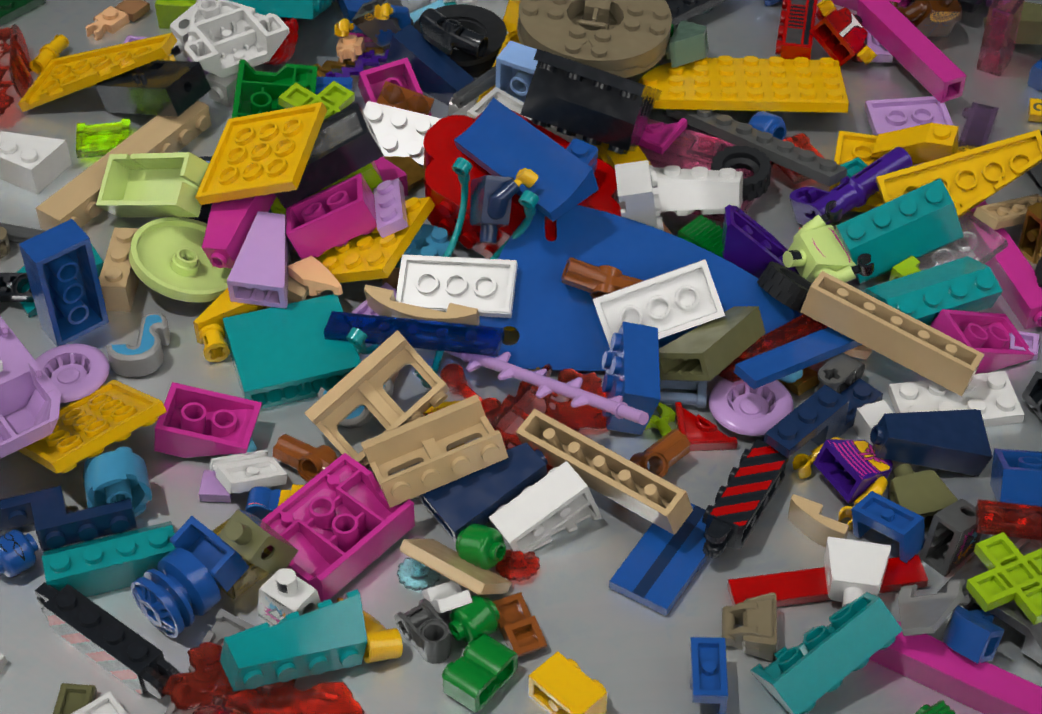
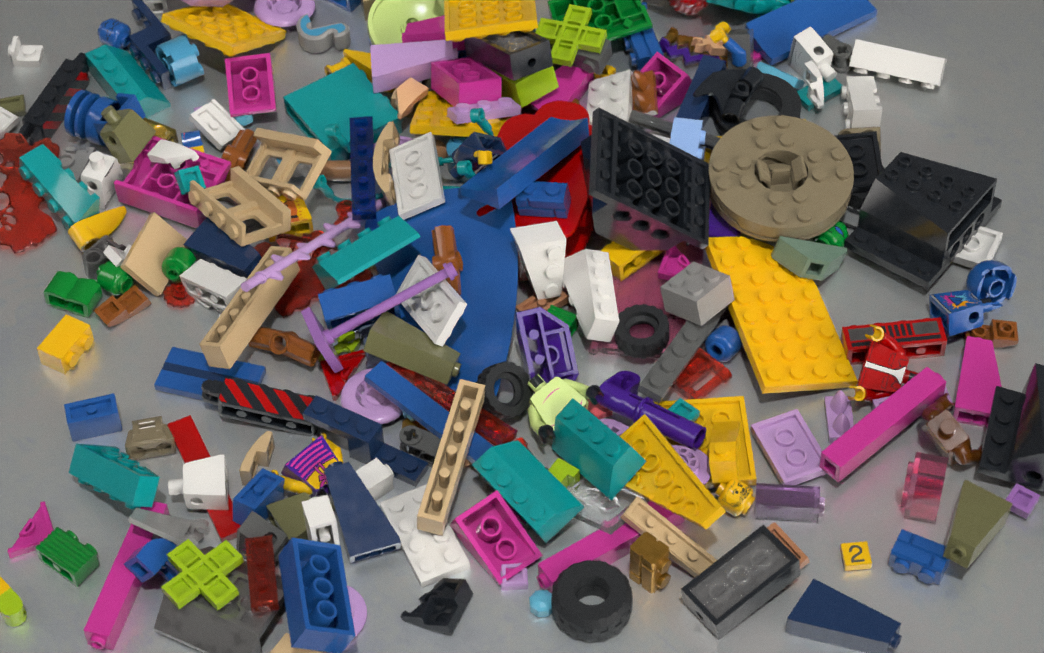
camera: 75 degrees right, 5 degrees up
(308, 503) = (171, 152): none -> white slope
(365, 493) = (186, 175): none -> teal plate
(570, 340) = (364, 252): none -> teal slope
(675, 412) = (324, 338): none -> medium lavender tile
(719, 114) = (697, 293): none -> light grey brick
(870, 82) = (838, 415): none -> lavender tile
(971, 459) = (320, 520): none -> white brick

